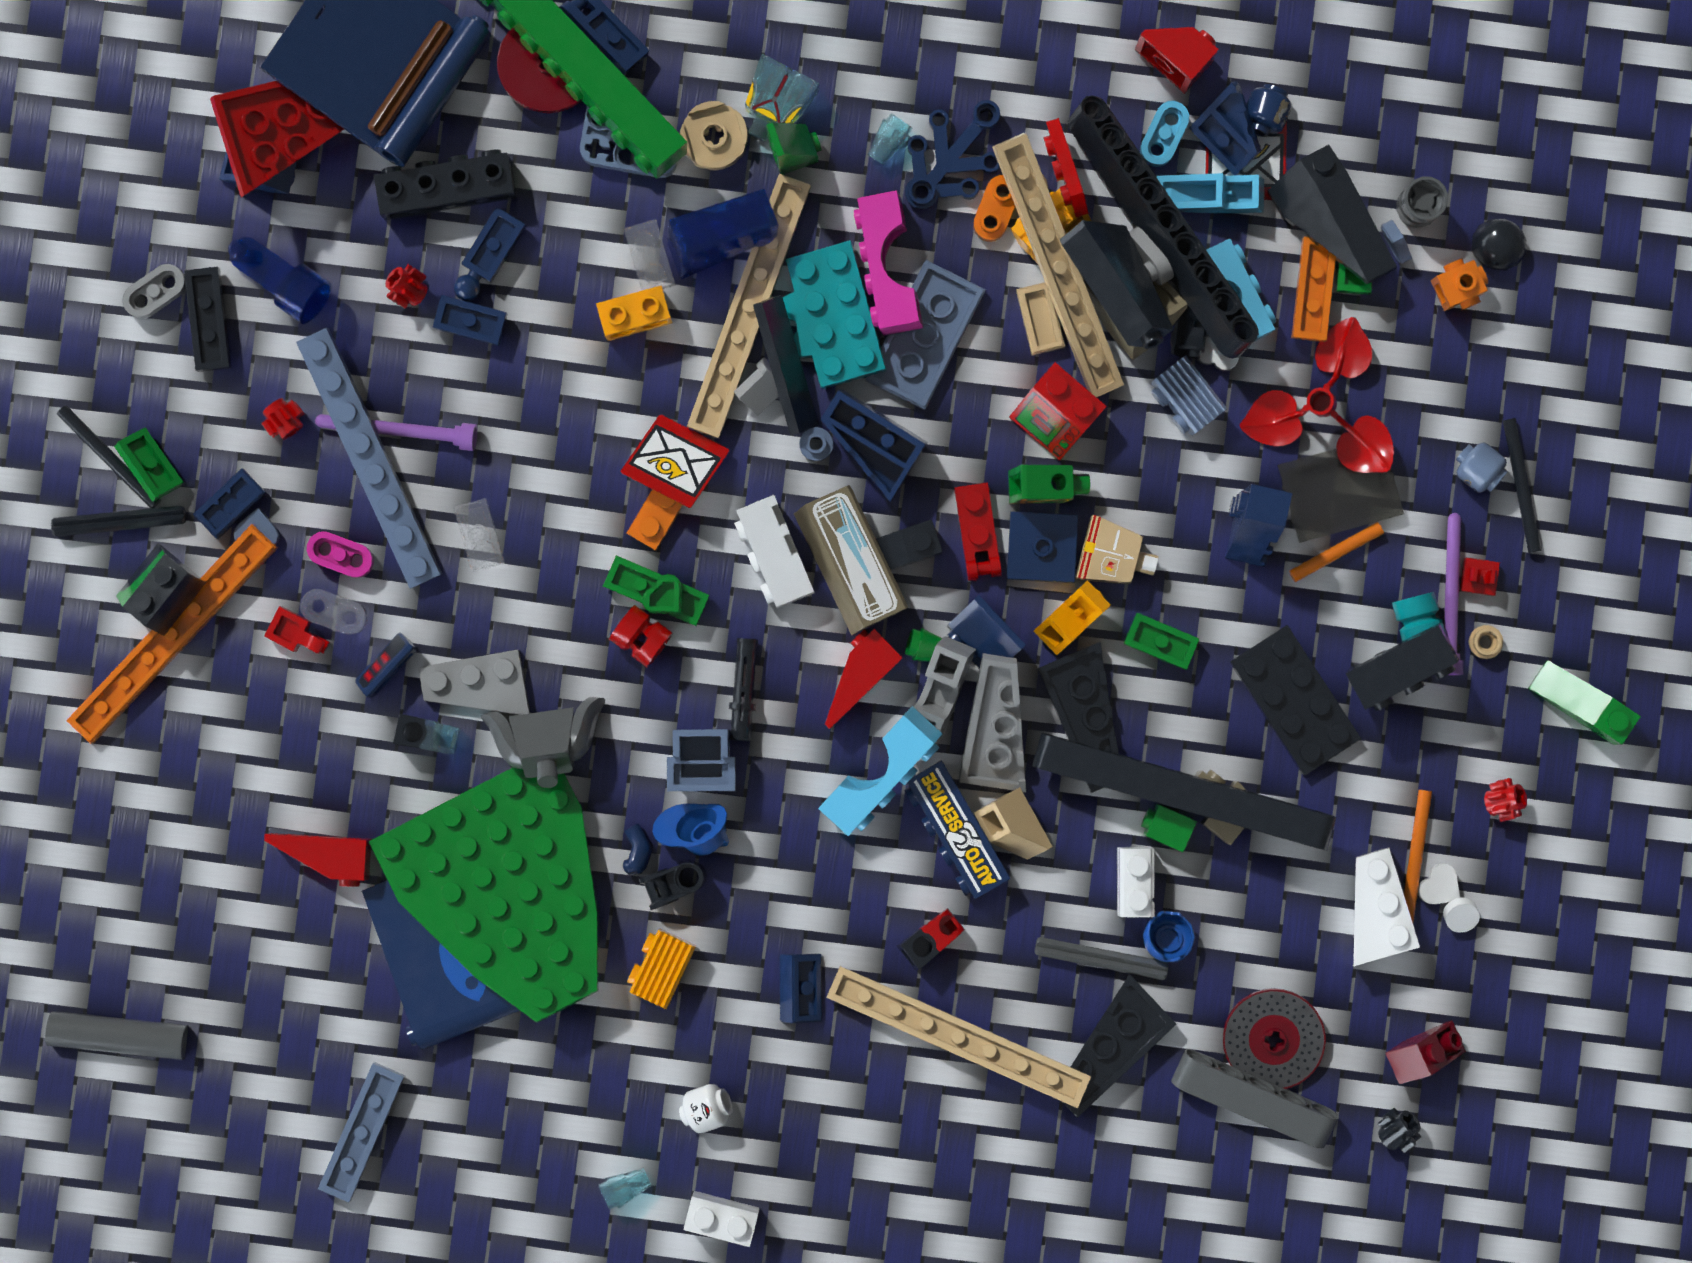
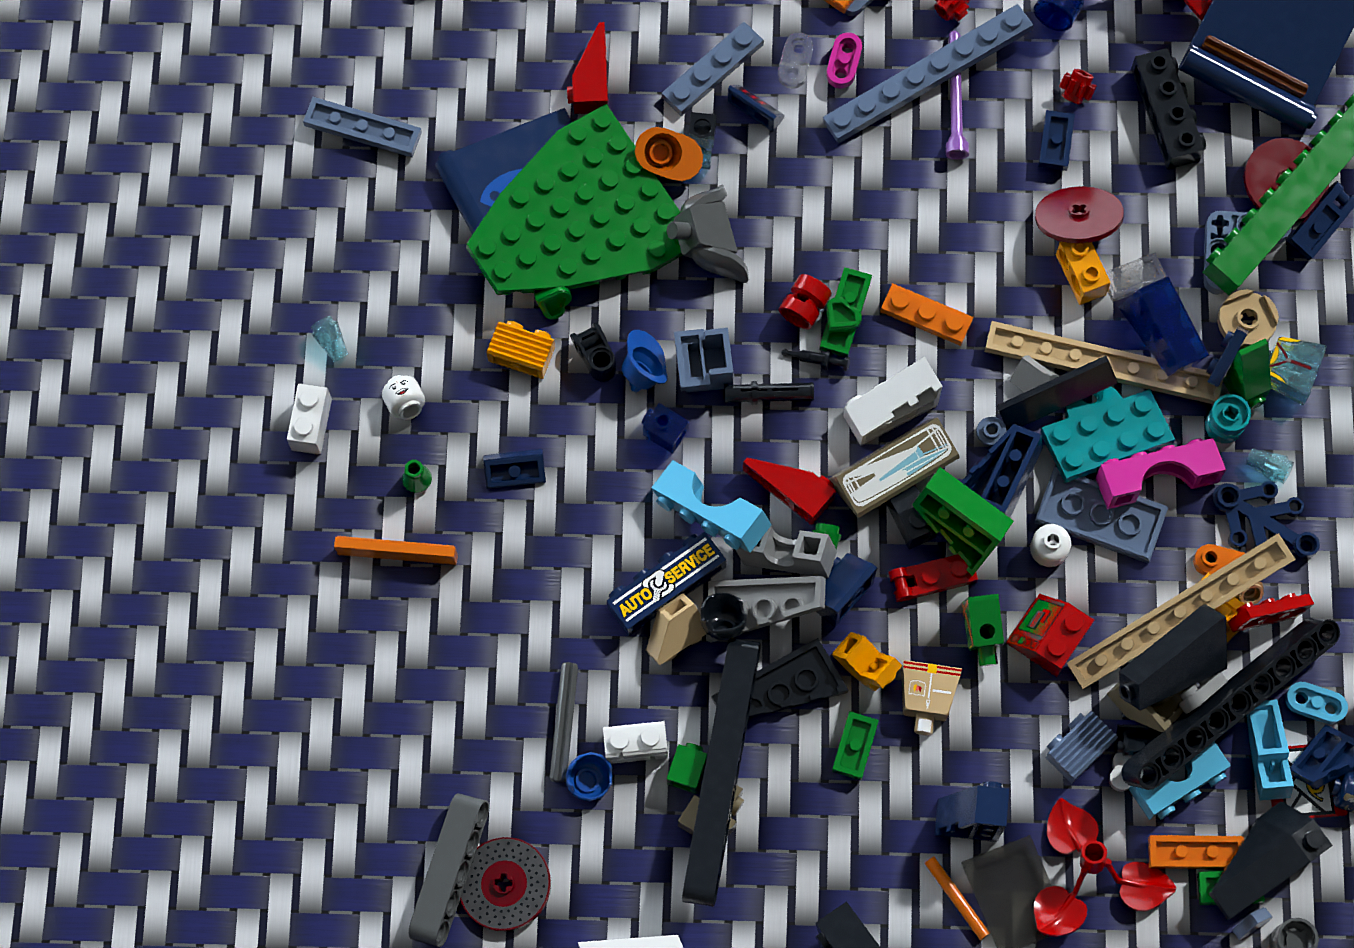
camera: 80 degrees right, 15 degrees down
(292, 631) = (774, 29): red plate -> none
(331, 710) = (712, 68): none -> sand blue plate
(442, 774) = (668, 154): none -> orange piece
(479, 535) = (875, 167): clear plate -> none
(479, 682) = (750, 182): light grey wing -> none
(488, 253) = (1116, 149): dark blue plate -> none
(592, 309) = (1079, 214): none -> piece
(610, 926) = (553, 301): none -> green tile
(640, 851) = (619, 323): dark blue arm -> none
(675, 461) = (960, 313): sticker -> none
(708, 628) = (819, 358): none -> black piece
(759, 162) = (1231, 344): none -> dark blue wing
(773, 813) = (665, 427): none -> clear blue brick
(806, 1091) = (416, 482): none -> green cone
(833, 177) = (1227, 418): none -> teal wheel
(887, 1130) = (396, 550): none -> orange tile
(926, 491) = (962, 518): none -> green wedge
(930, 939) = (567, 570): leg -> none
(959, 1037) = (482, 603): tan plate -> none
(964, 408) = (1050, 545): none -> white head
(1011, 771) = (723, 616): none -> black hair
(1040, 319) = (1127, 610): tan tile -> none
(1042, 547) = (927, 633): dark blue plate -> none
(1119, 1040) = (495, 747): black wing -> none
(1295, 700) = (816, 873): black plate -> none

